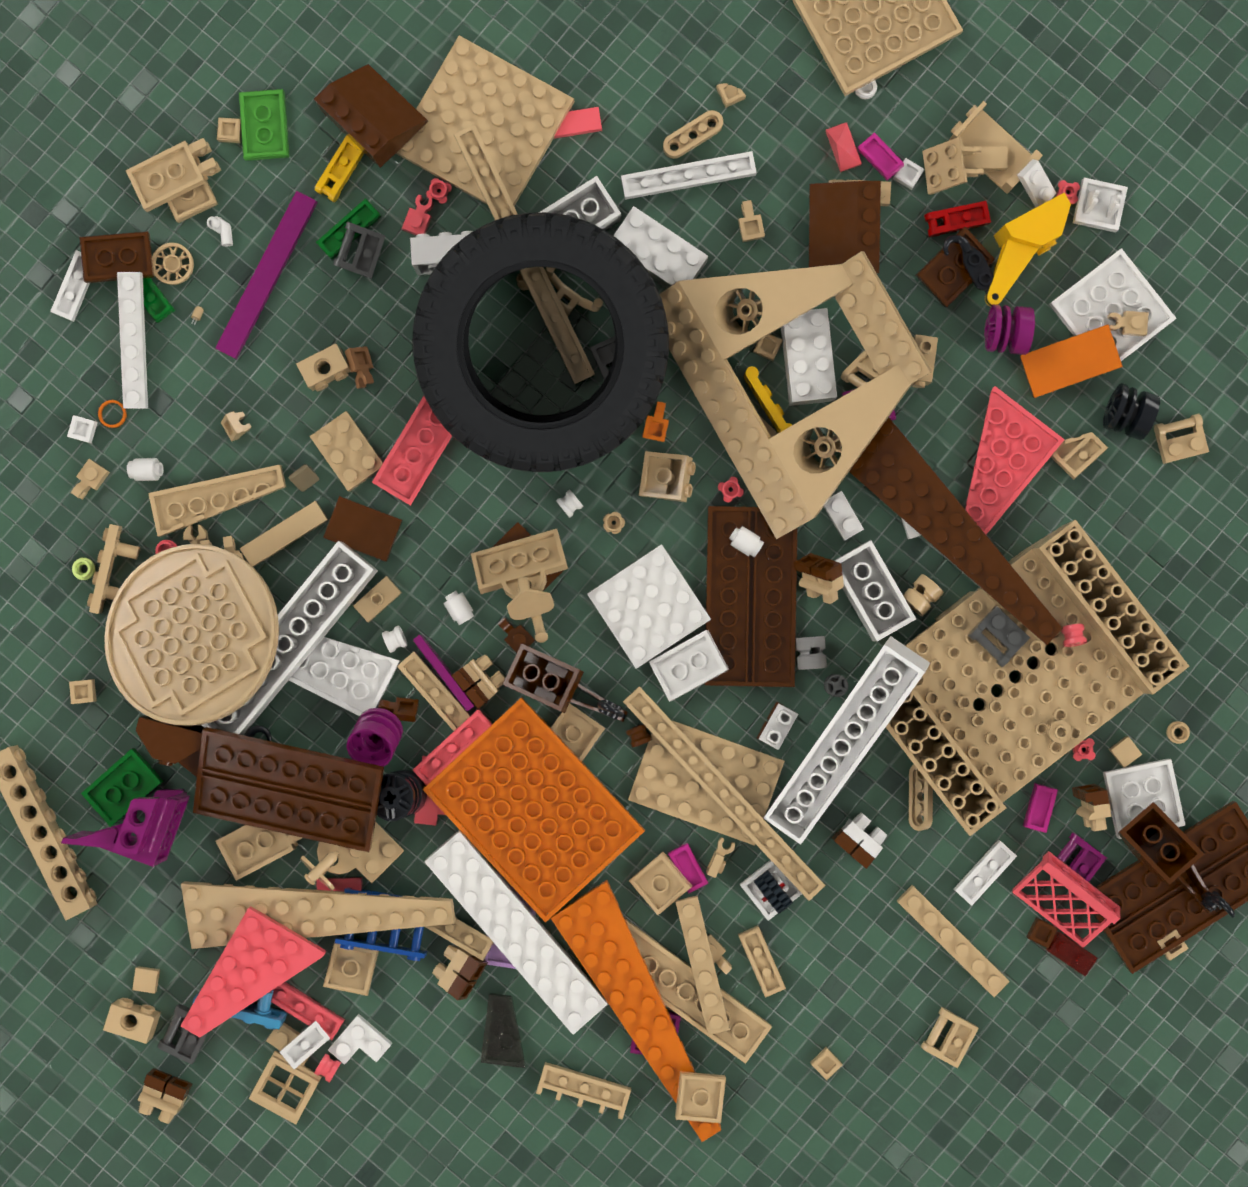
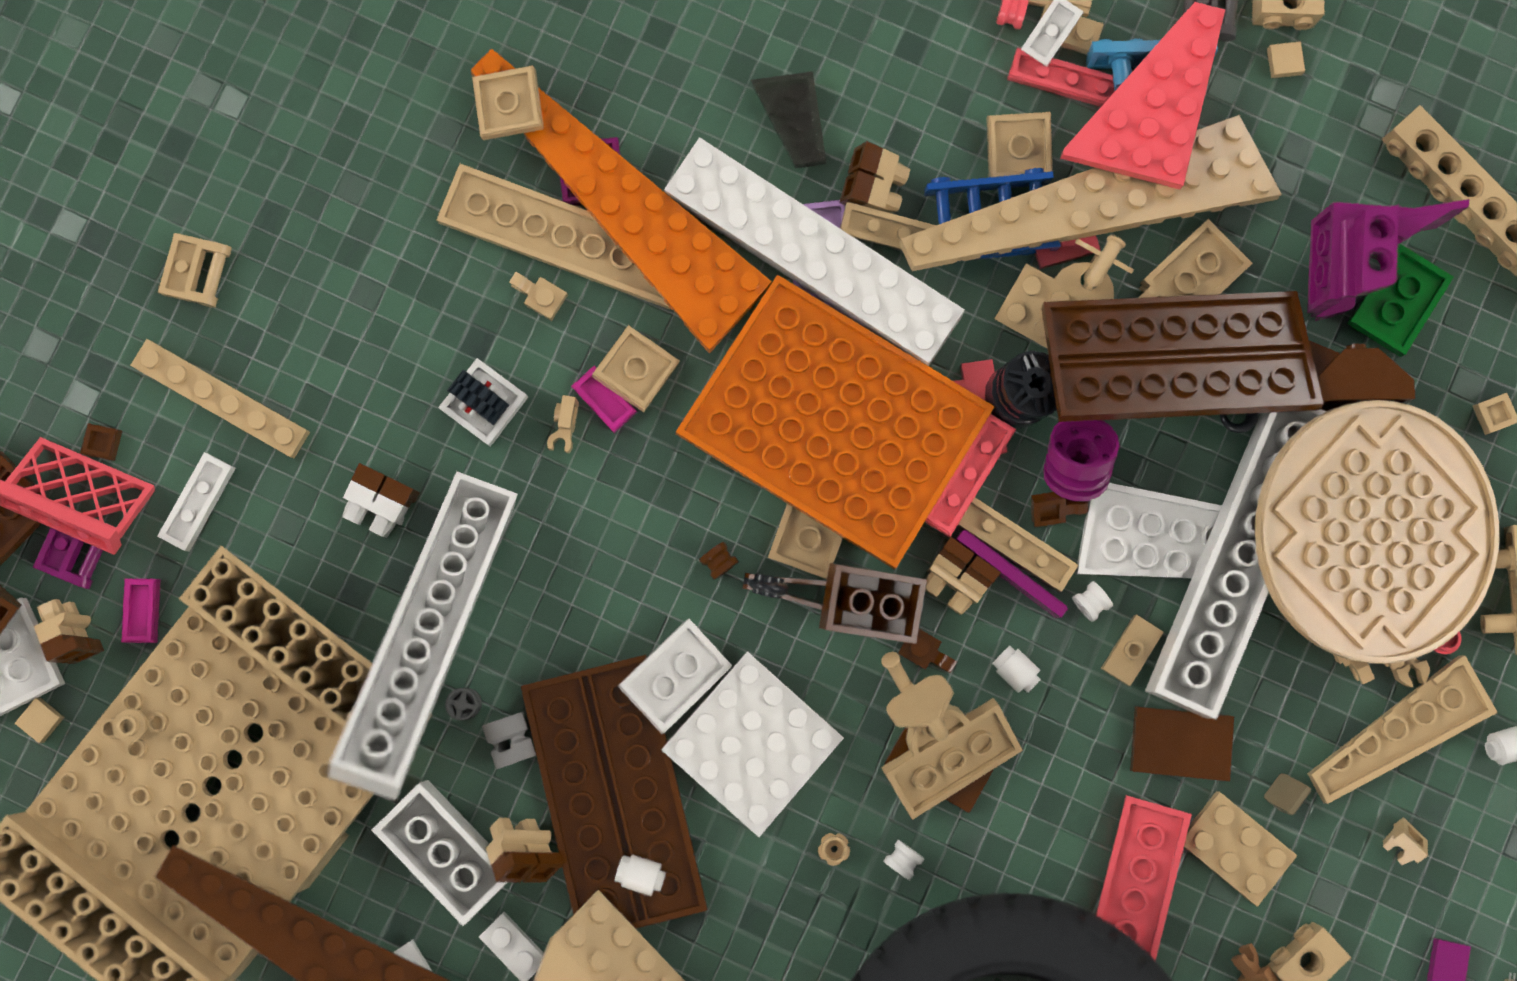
camera: 170 degrees right, 5 degrees down
(284, 534) = (1289, 706): tan tile -> none
(360, 1035) = (982, 64): white plate -> none
(584, 1087) = (665, 75): tan hinge -> none
(667, 476) = (777, 937): tan plate -> none
(672, 790) = (610, 524): tan plate -> none
(702, 965) = (550, 275): tan plate -> none
(724, 793) = (582, 513): tan plate -> none
(731, 483) = (682, 952): coral plate -> none
(761, 961) = (472, 302): tan tile -> none
(776, 729) = (528, 625): white hips -> none
(826, 1063) = (352, 193): tan tile -> none
(917, 805) = (312, 569): tan plate -> none
(922, 594) = (371, 869): tan wheel -> none
(1004, 630) = (241, 847): dark grey plate -> none
(1072, 953) = (53, 424): clear red plate -> none
(1073, 635) = (139, 869): coral wheel -> none
(1088, 754) = (89, 703): coral plate -> none

